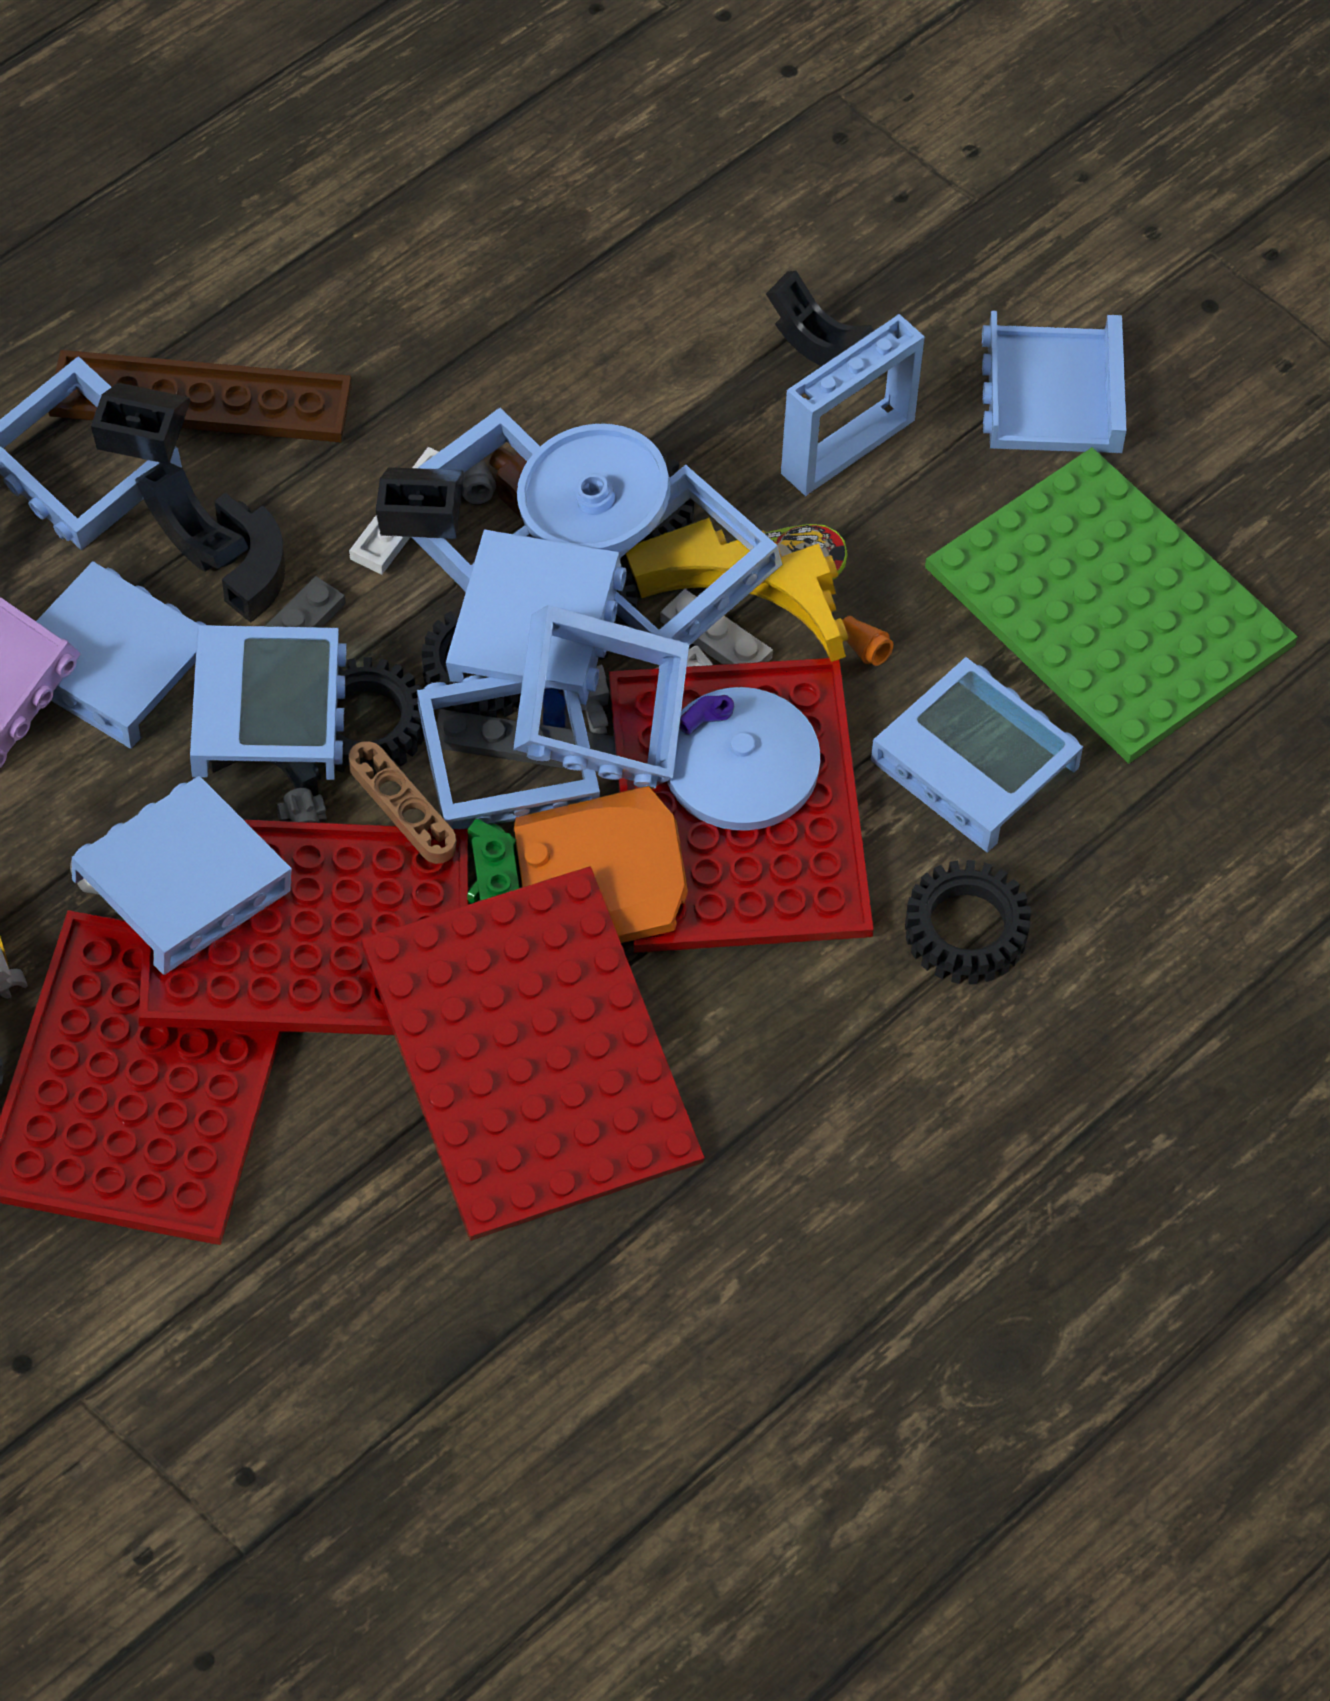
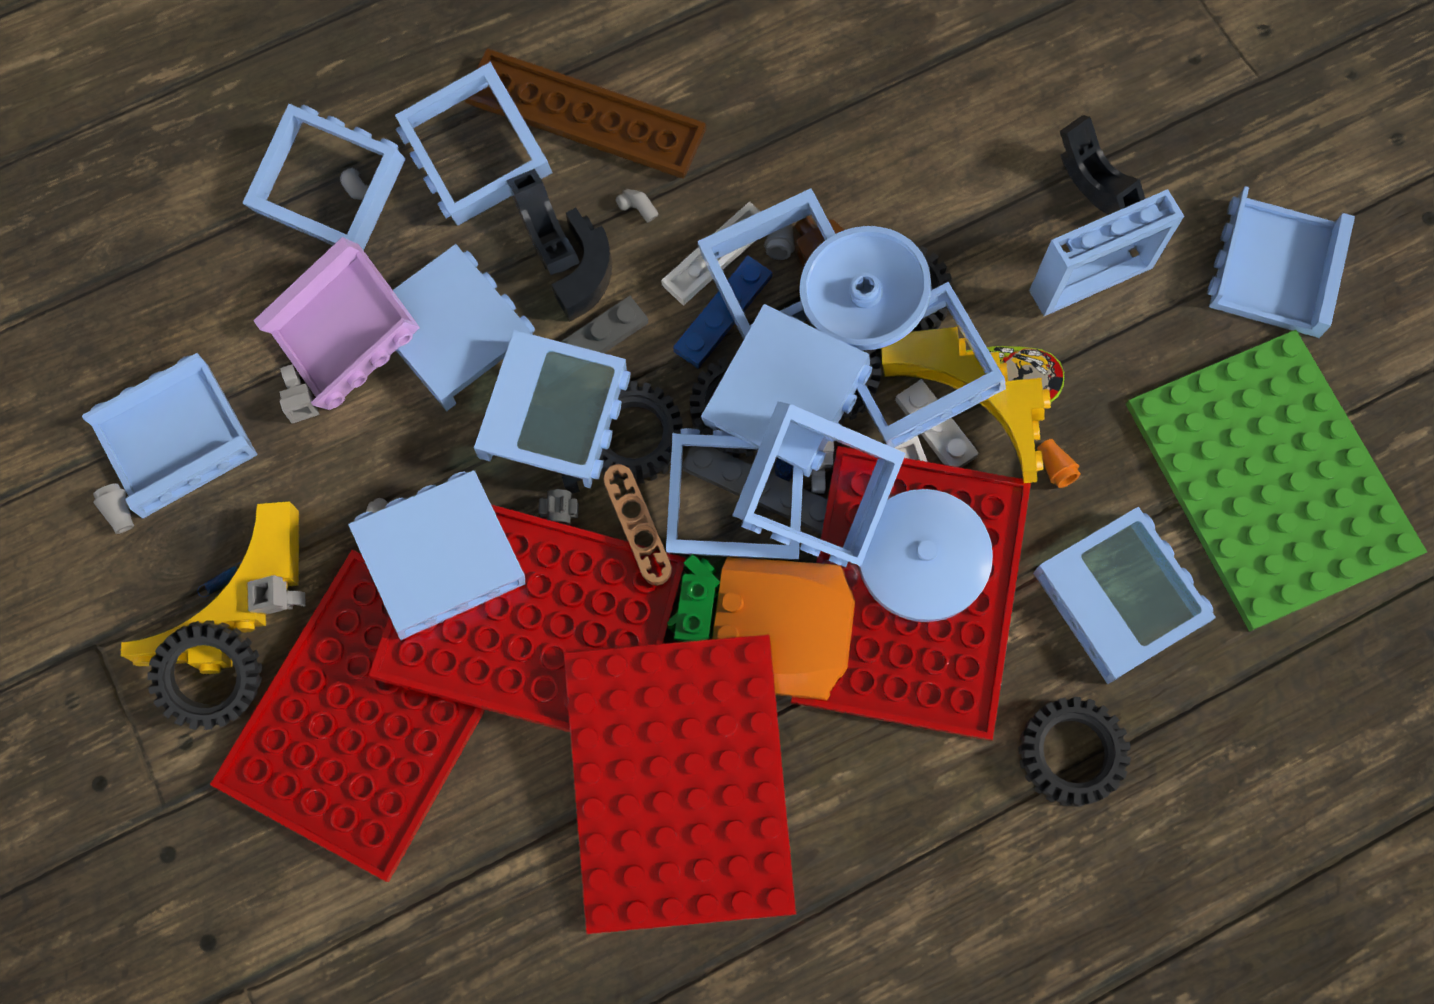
camera: 20 degrees right, 15 degrees up
(139, 422) = (519, 132): black slope -> none
(291, 475) = (637, 200): none -> light grey arm
(419, 502) = (721, 259): black slope -> none
(425, 585) = (716, 319): none -> blue plate
(706, 710) = (905, 510): dark purple arm -> none

